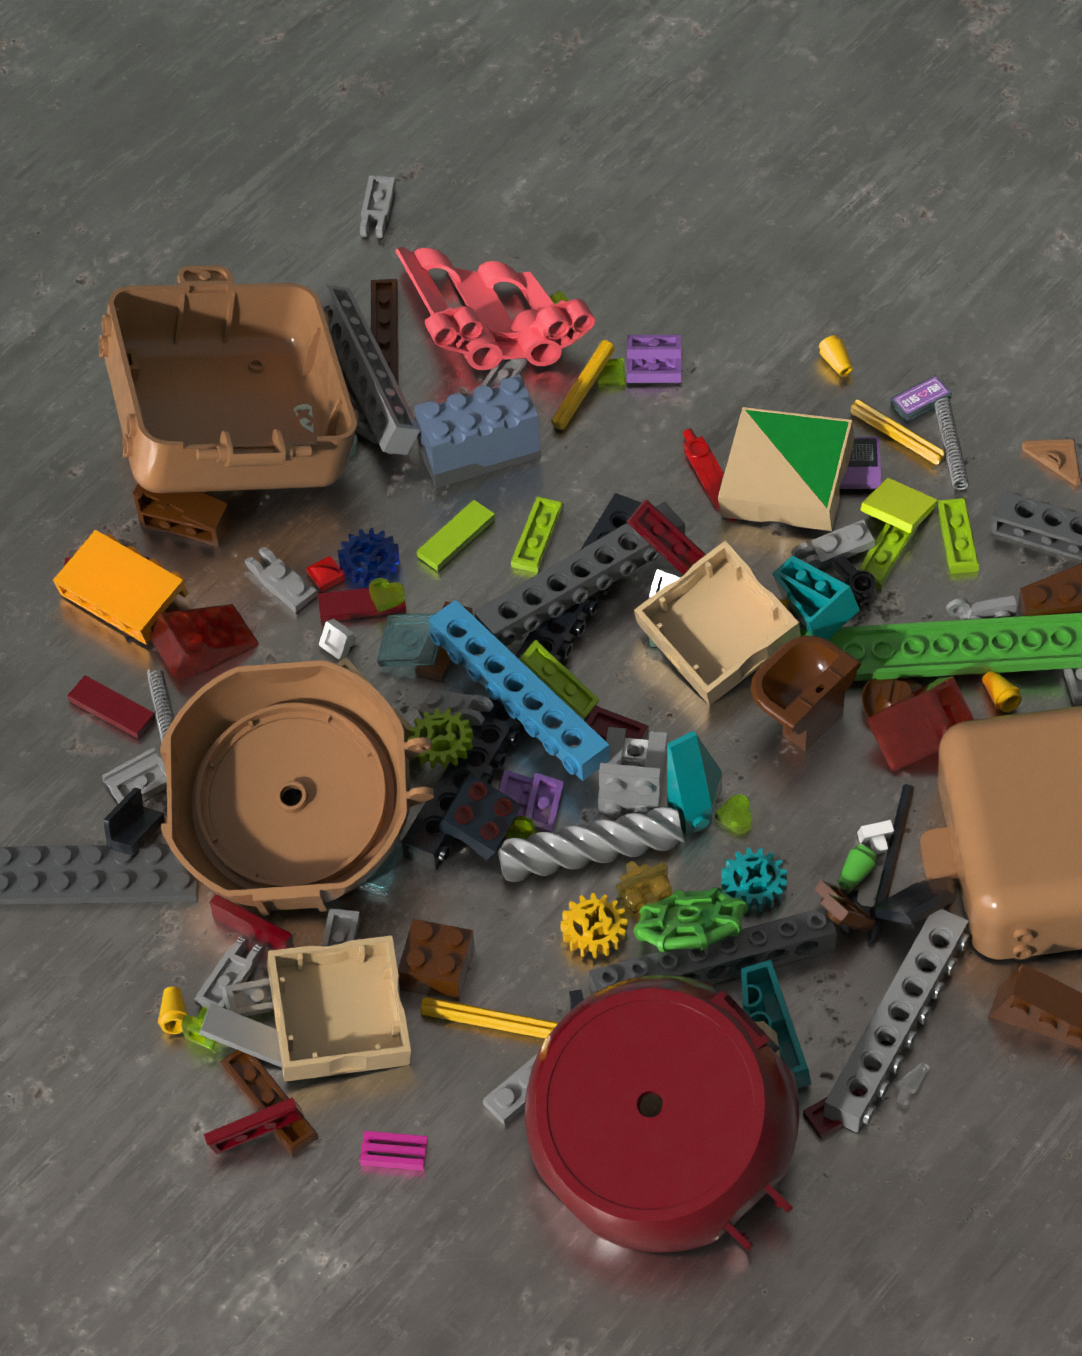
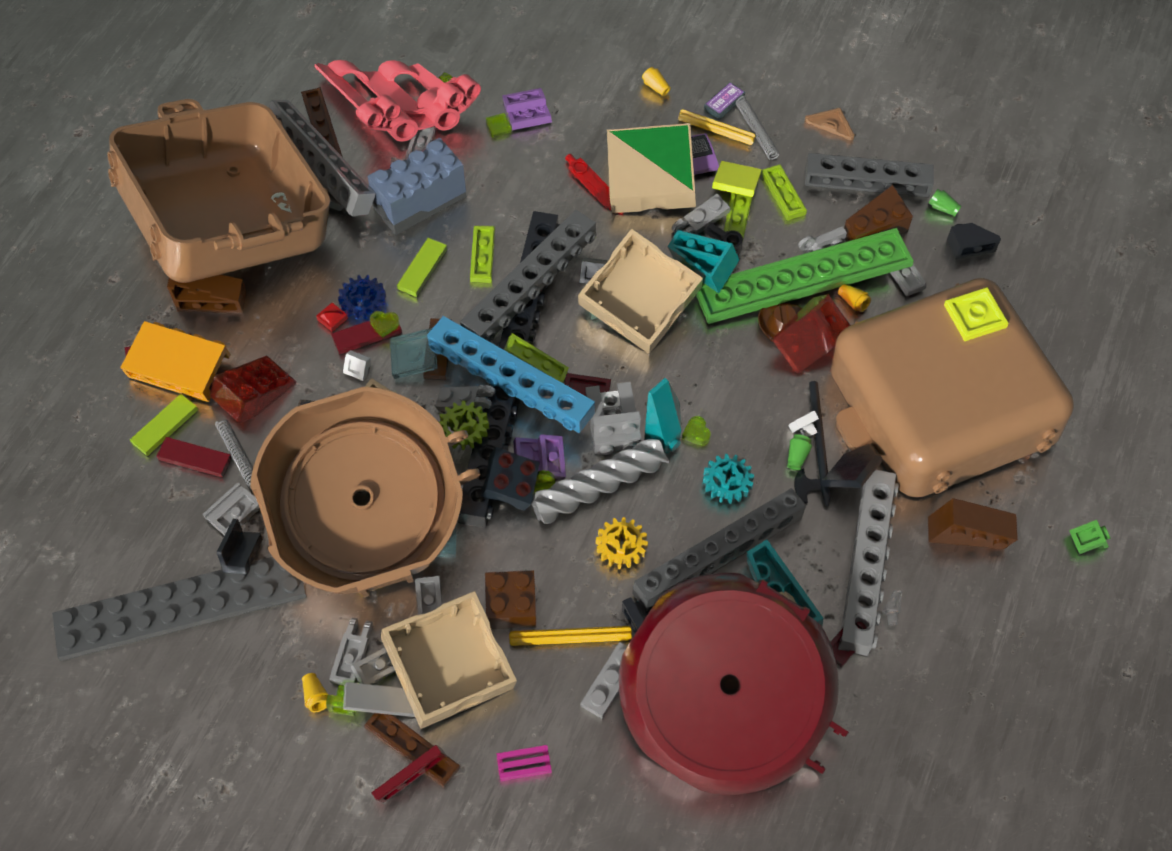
camera: 20 degrees left, 5 degrees up
(86, 660) = (163, 424): none -> lime tile
(250, 924) = (357, 607): dark red tile -> none
(282, 580) = (299, 329): light grey hinge -> none
(377, 204) = (289, 35): light grey hinge -> none
(582, 384) = (482, 137): yellow axle -> none
(640, 882) = (644, 499): clear yellow hips -> none
(665, 537) = (586, 236): dark red tile -> none
(690, 919) = (694, 521): bright green plate -> none
(805, 687) = (721, 324): reddish brown piece -> none
(842, 908) = (805, 488): reddish brown plate -> none

